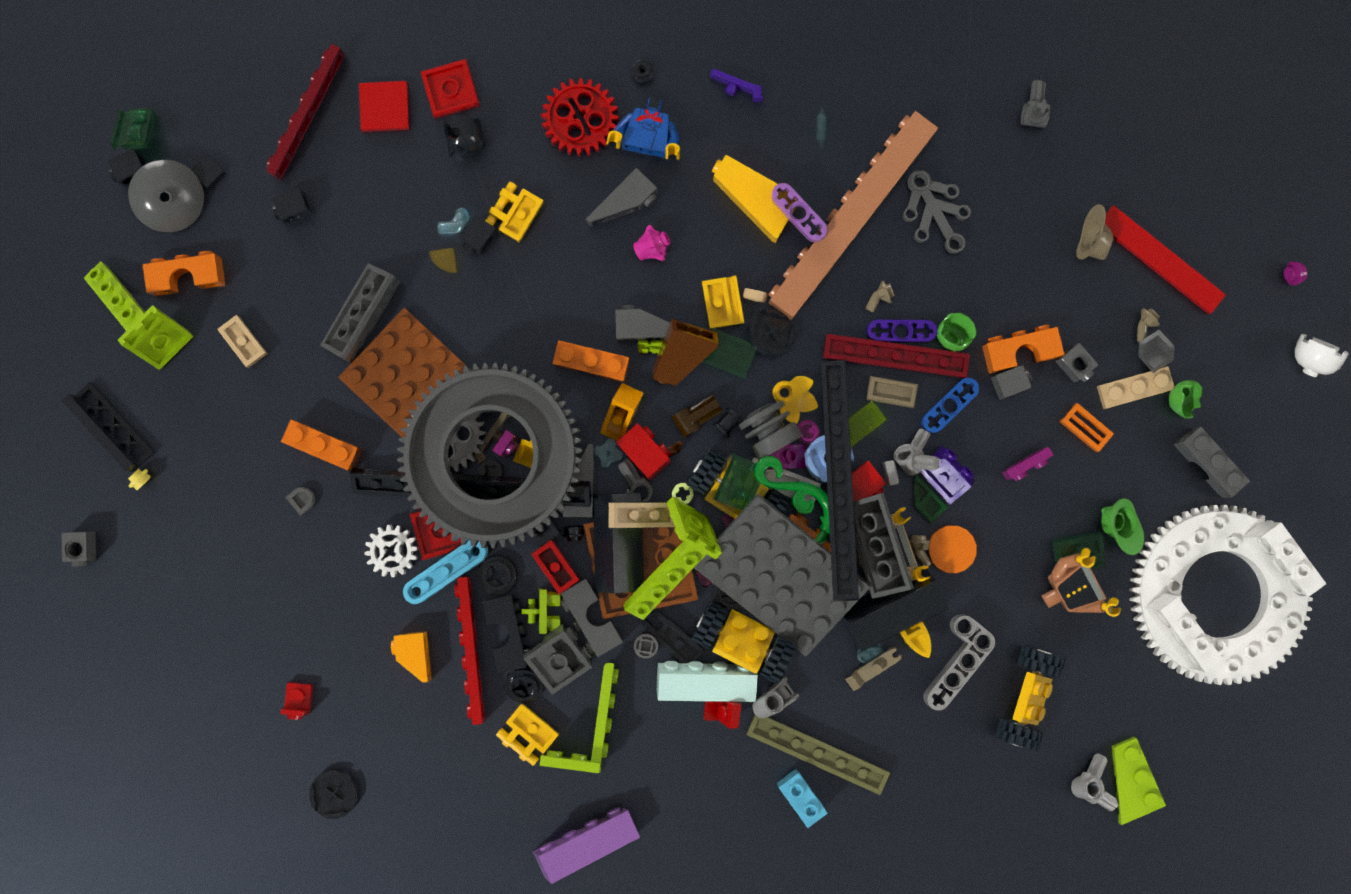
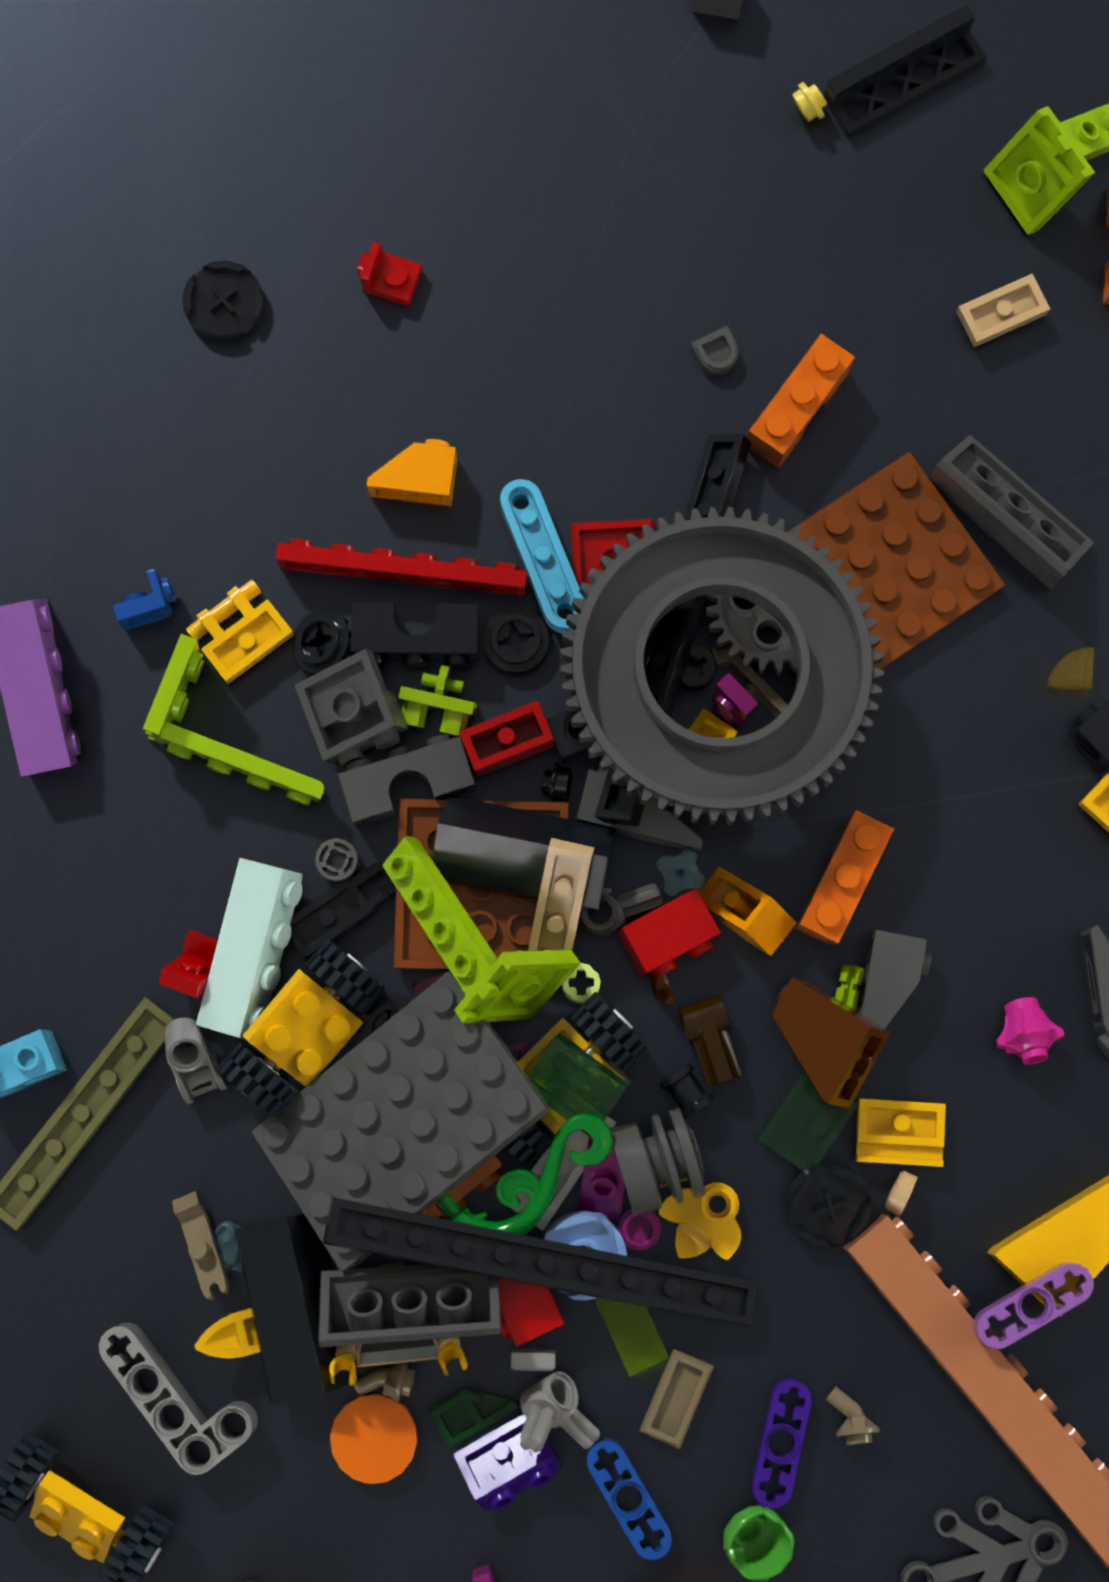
camera: 105 degrees right, 5 degrees down
(383, 544) = (611, 464): white gear -> none
(527, 793) = (144, 609): none -> blue bracket
(896, 356) = (738, 1423): dark red plate -> none

